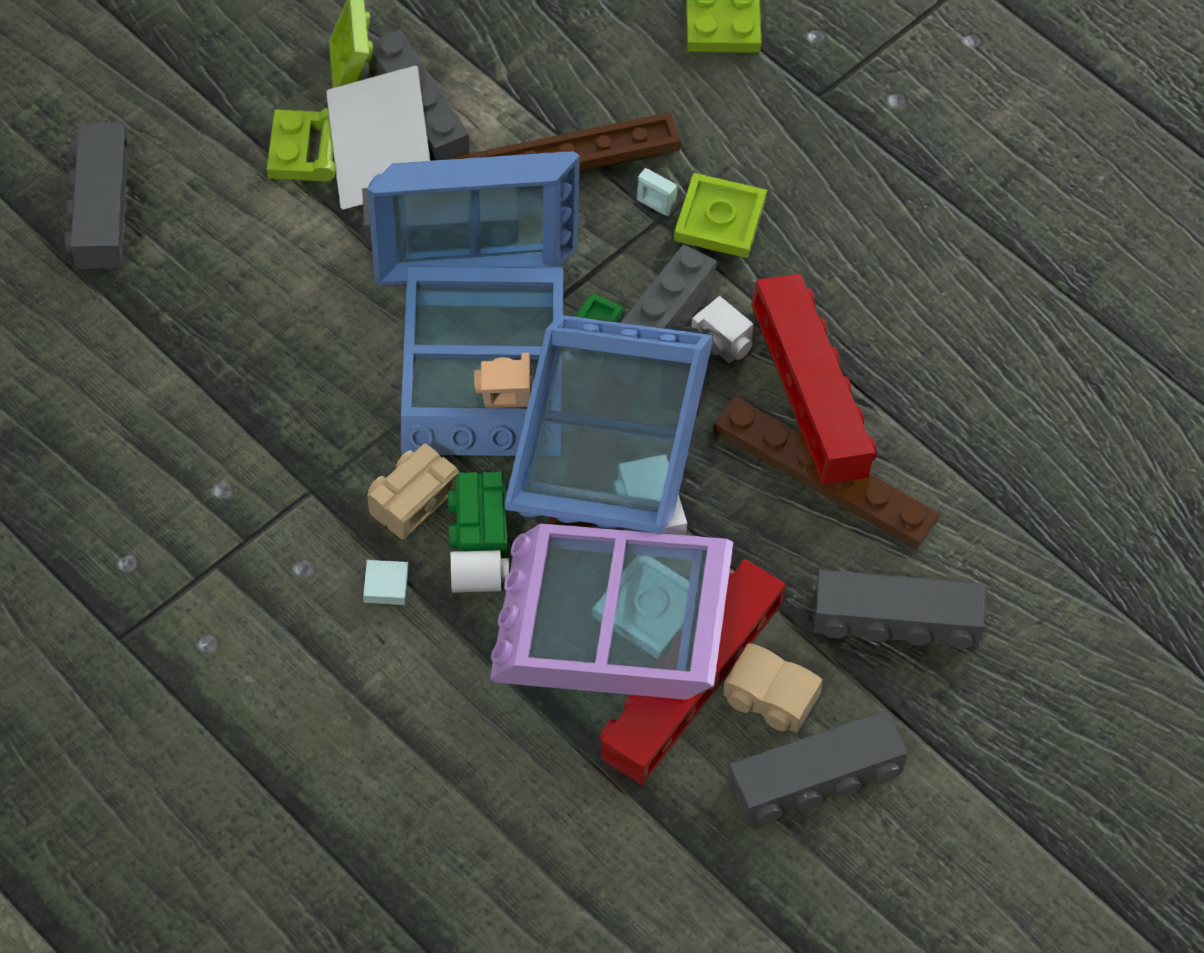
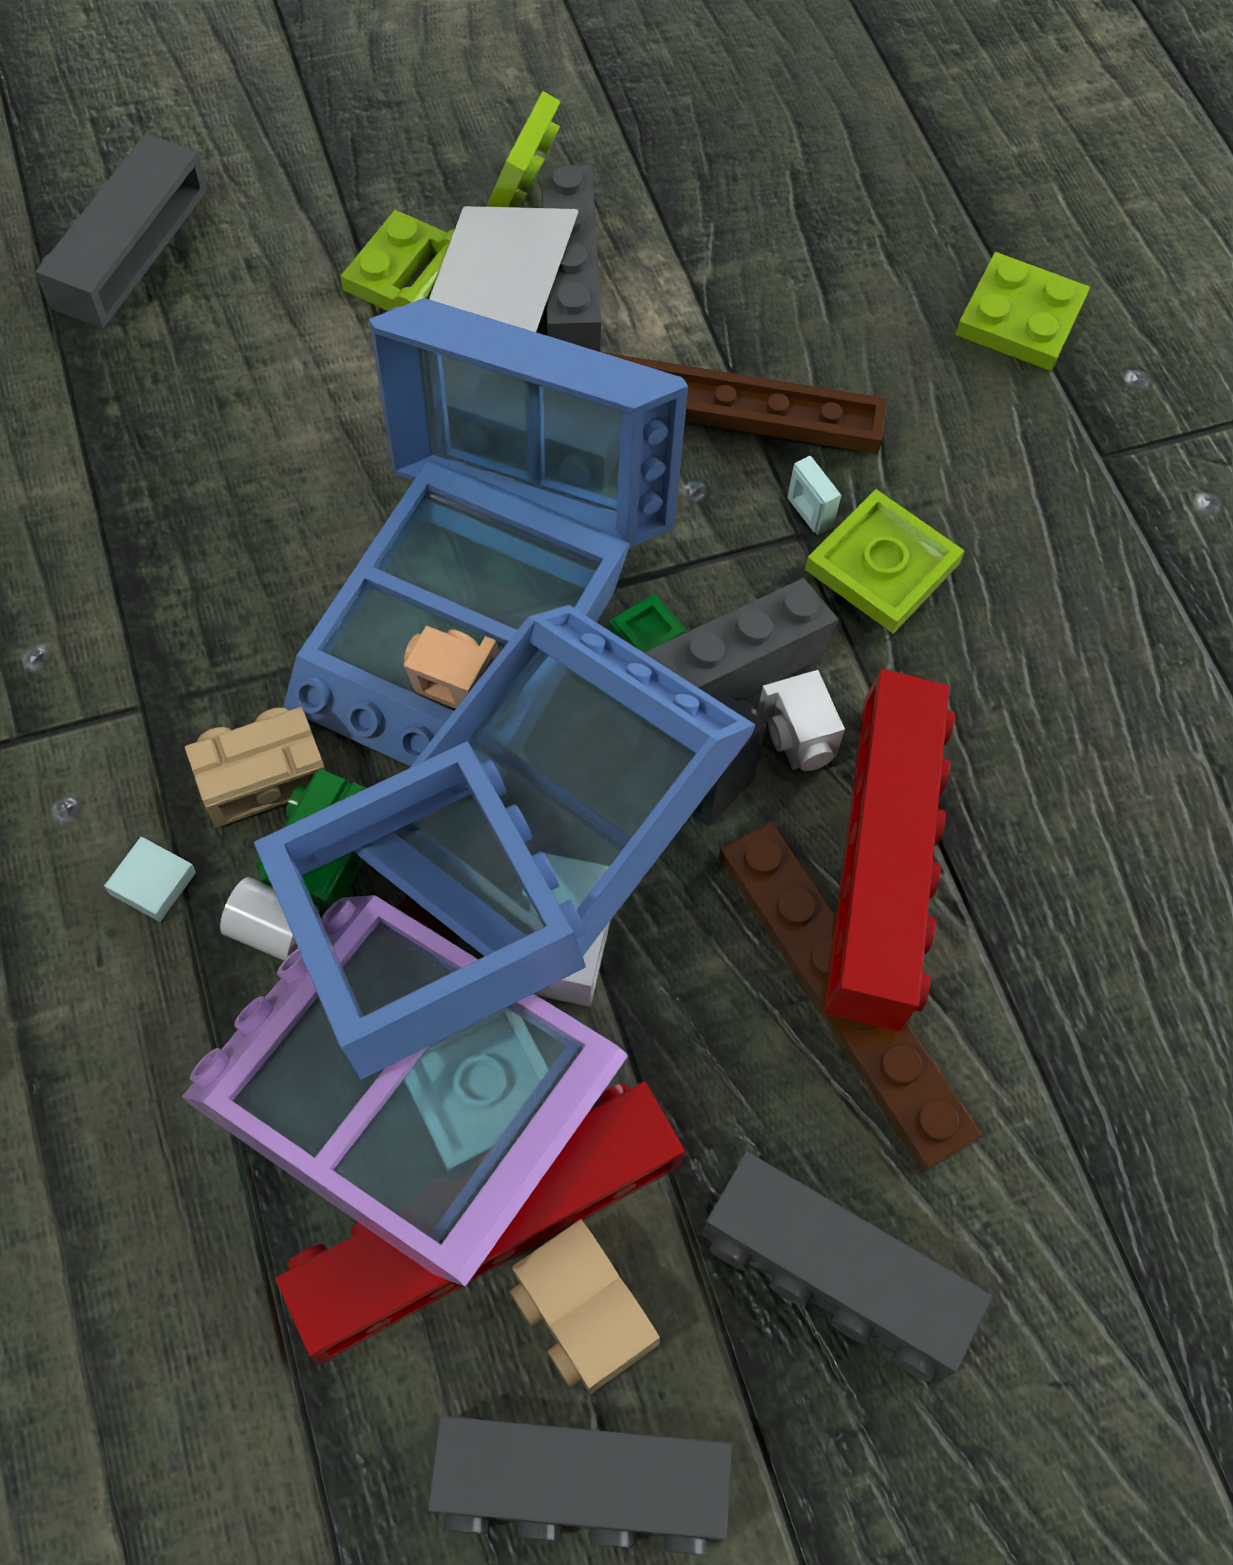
camera: 25 degrees right, 5 degrees up
(626, 552) = (463, 995): none -> medium blue window

